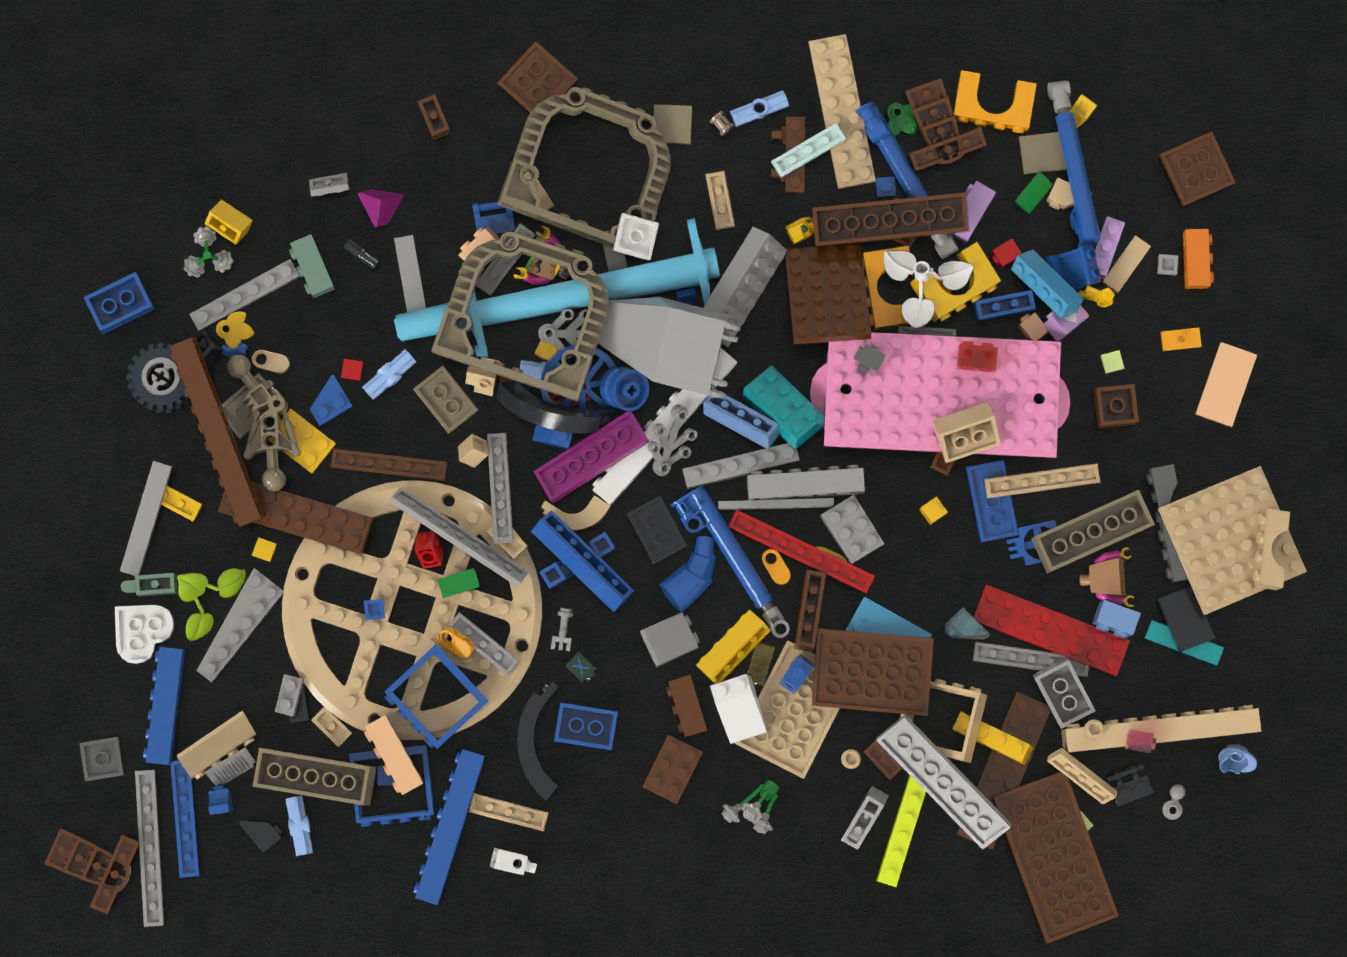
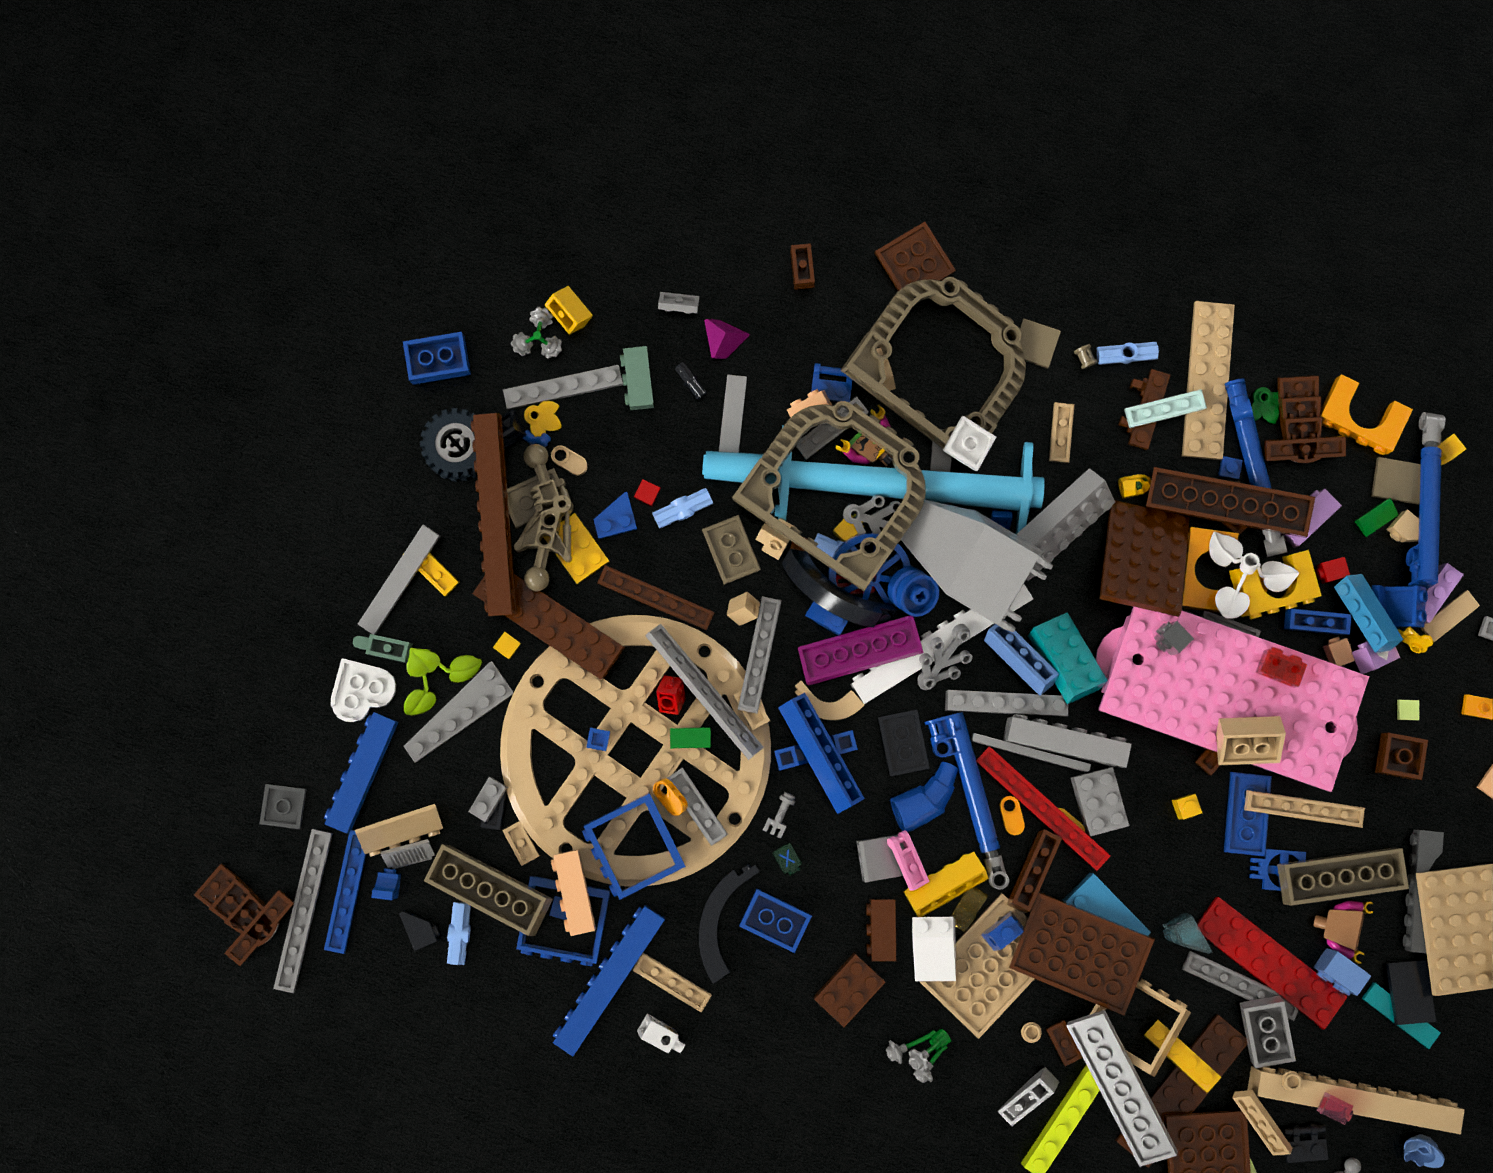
camera: 15 degrees right, 0 degrees up
(691, 635) = (908, 860): none -> bright pink plate

